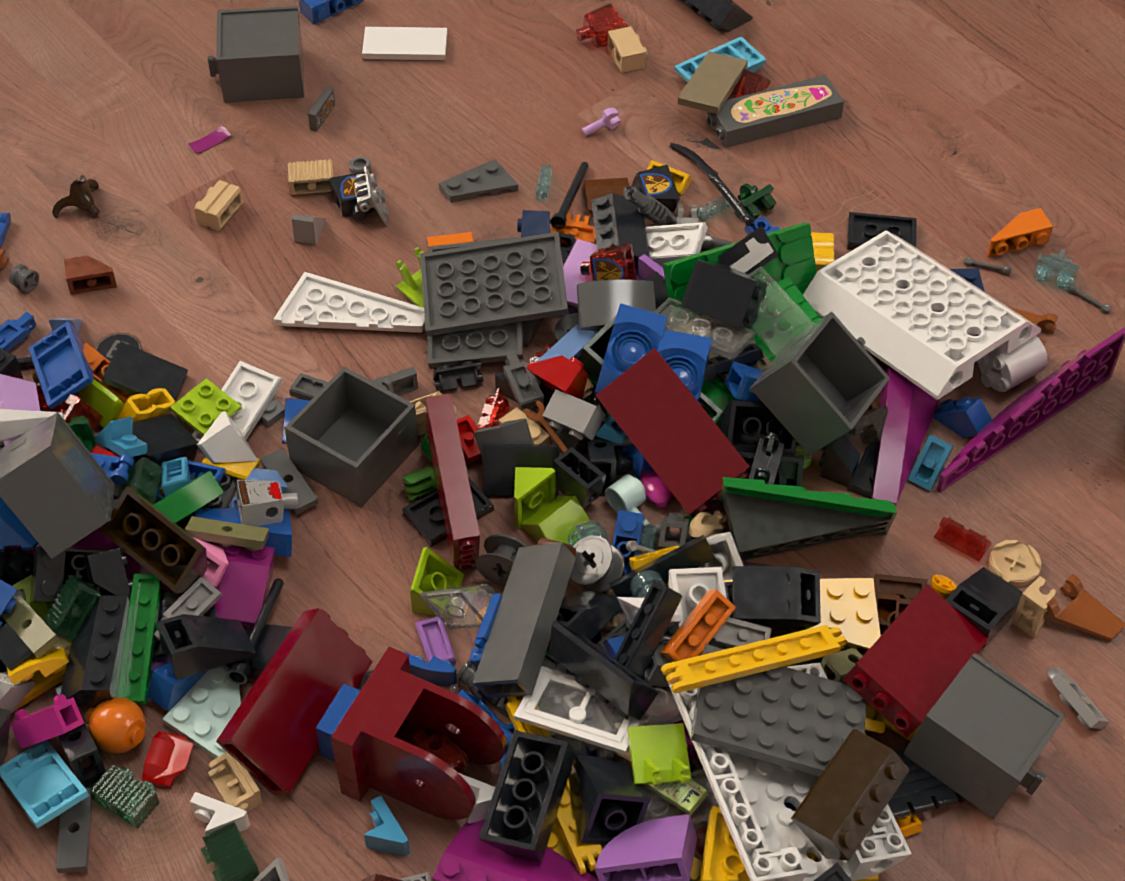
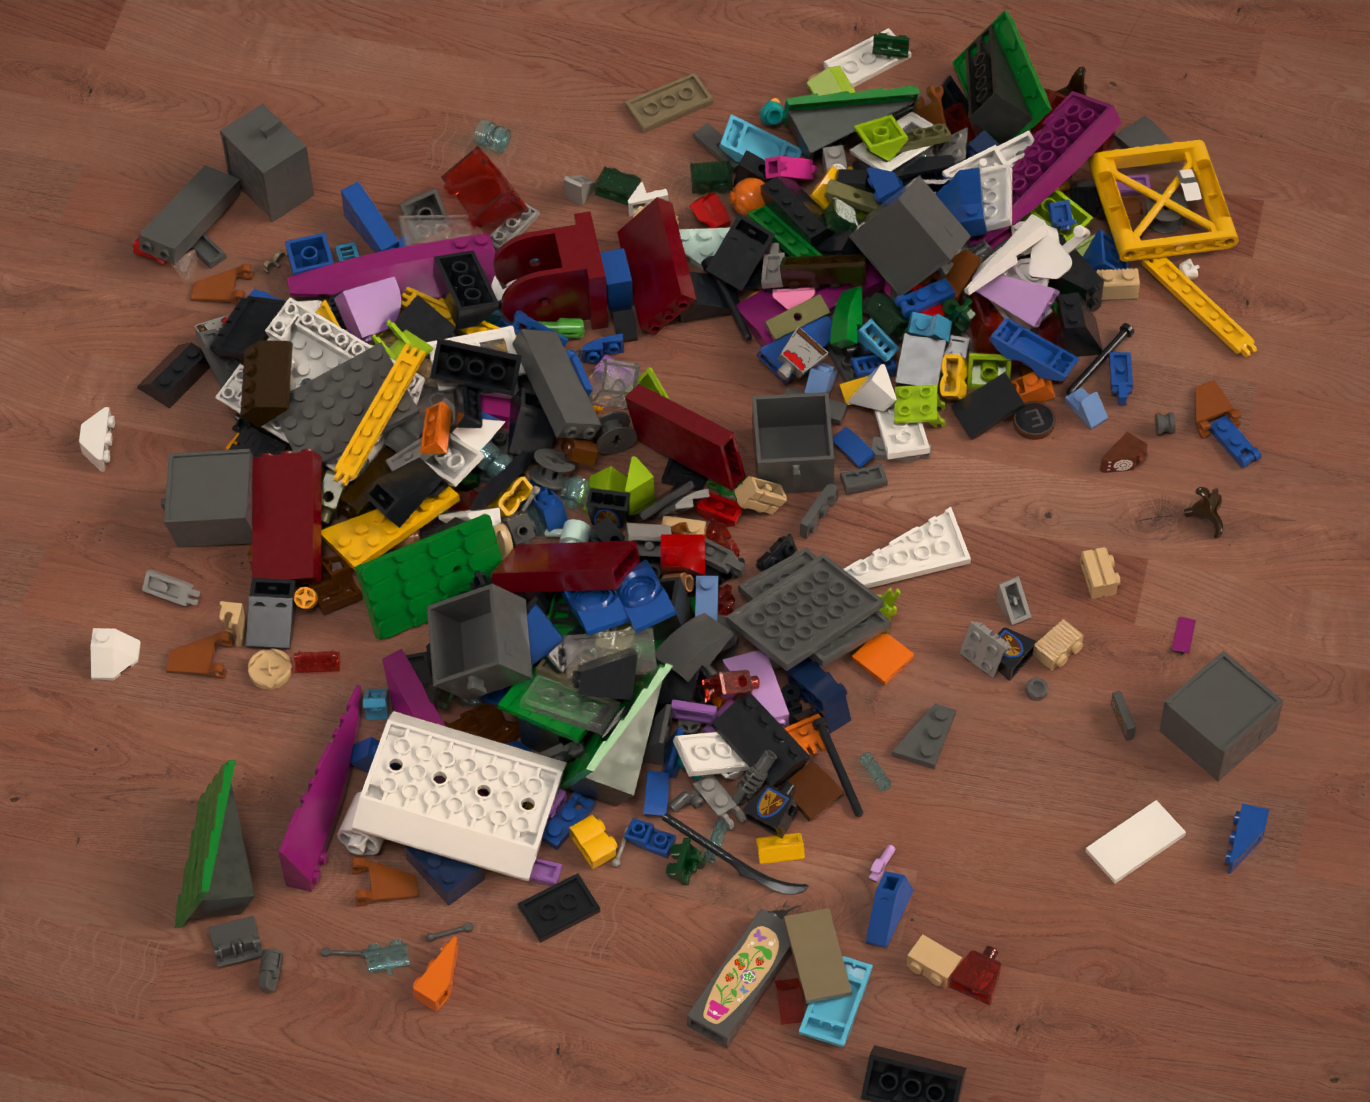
camera: 145 degrees right, 5 degrees up
(627, 90) = (888, 906): none -> blue slope

